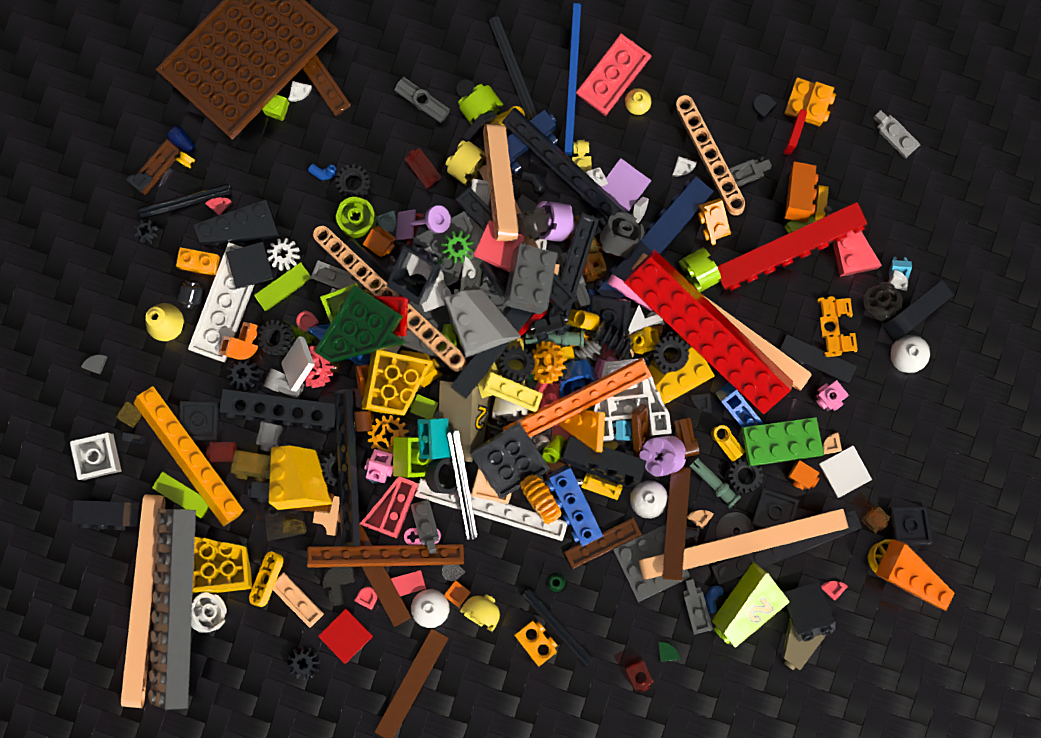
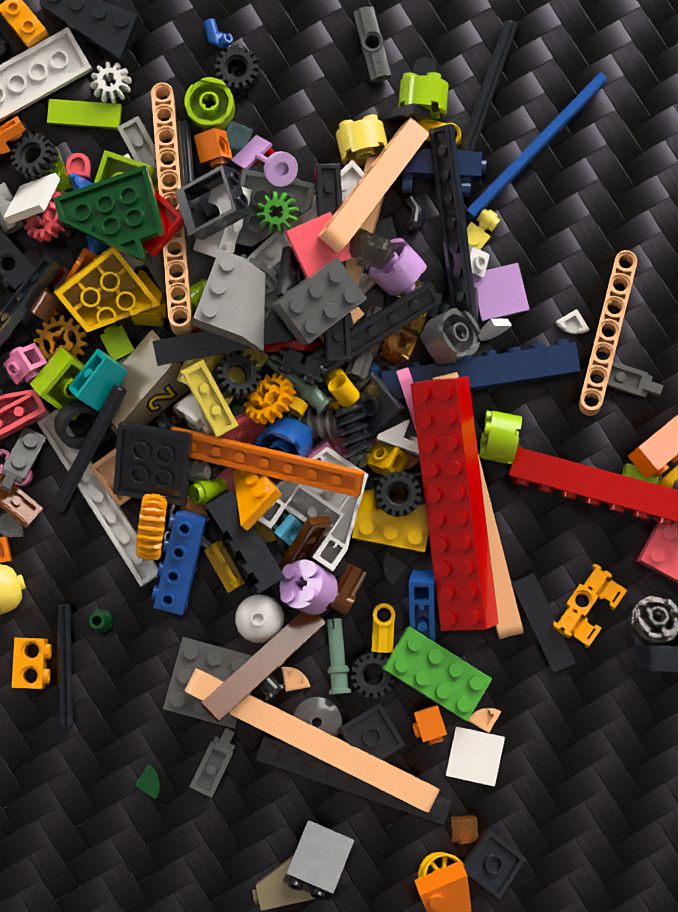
camera: 45 degrees right, 0 degrees up
(249, 265) = (68, 66): black tile -> none
(422, 167) = (317, 111): clear red hinge -> none
(611, 539) = (185, 625): reddish brown tile -> none
(613, 74) = (581, 175): coral tile -> none
(637, 667) = (107, 771): clear red brick -> none
(638, 101) = (583, 221): light yellow brick -> none
(711, 596) = (237, 765): blue arm -> none
(714, 220) = (558, 400): light orange bracket -> none
(748, 606) = (263, 805): slope -> none
(833, 588) = (365, 860): coral tile -> none
(836, 391) = (532, 674): bright pink brick -> none
(910, 353) = (639, 695): white cylinder -> none

